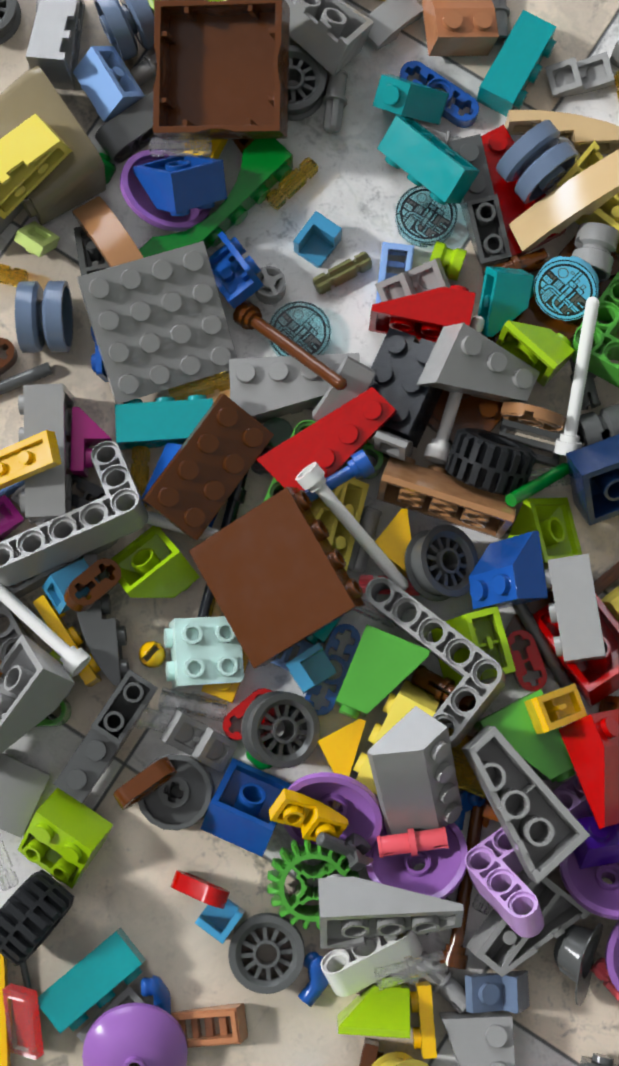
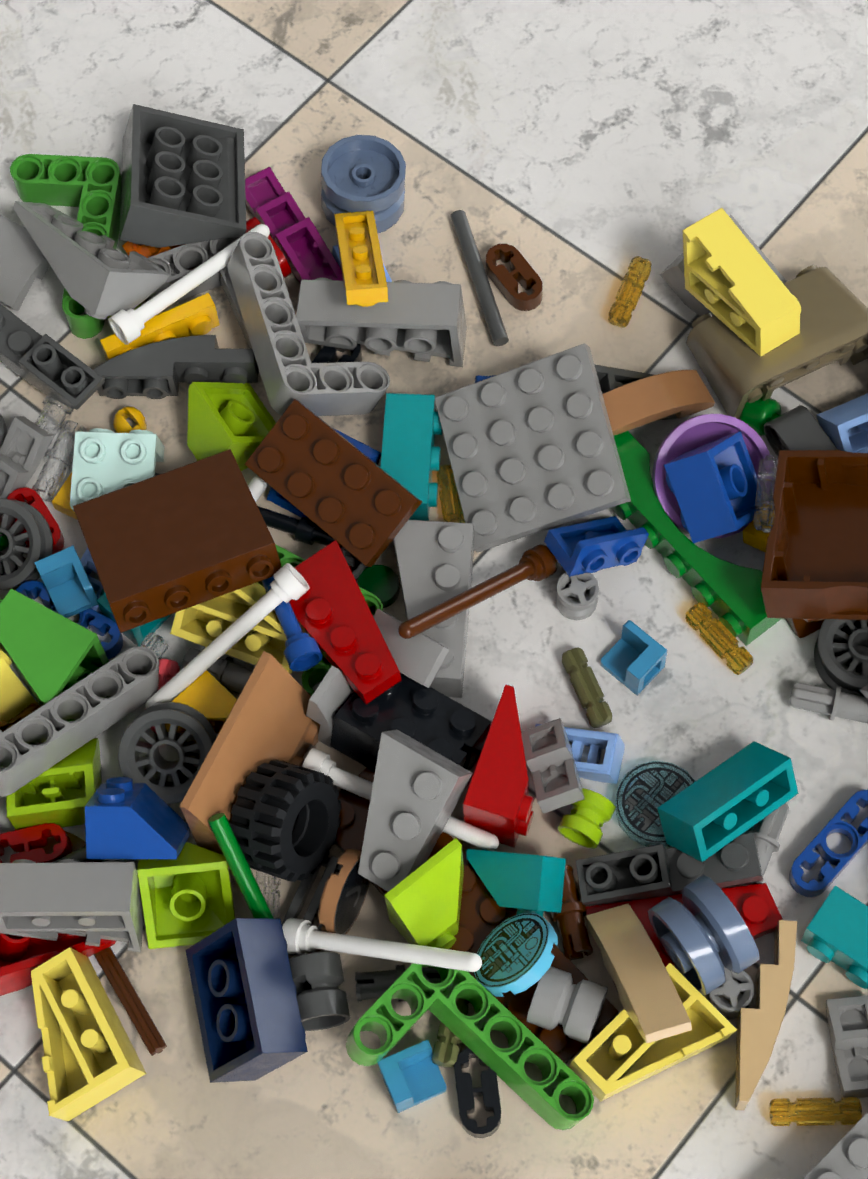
camera: 100 degrees right, 15 degrees down
(36, 239) = (665, 333): yellowish green plate -> none
(44, 316) = (554, 318): sand blue wheel -> none
(60, 580) = (219, 331): dark azure panel -> none
(84, 434) = (408, 366): dark pink slope -> none
(97, 590) = (218, 341): reddish brown beam -> none
(140, 468) = (356, 426): clear yellow axle -> none
(304, 325) = (510, 628): tile -> none
(410, 99) = (825, 791): teal slope -> none

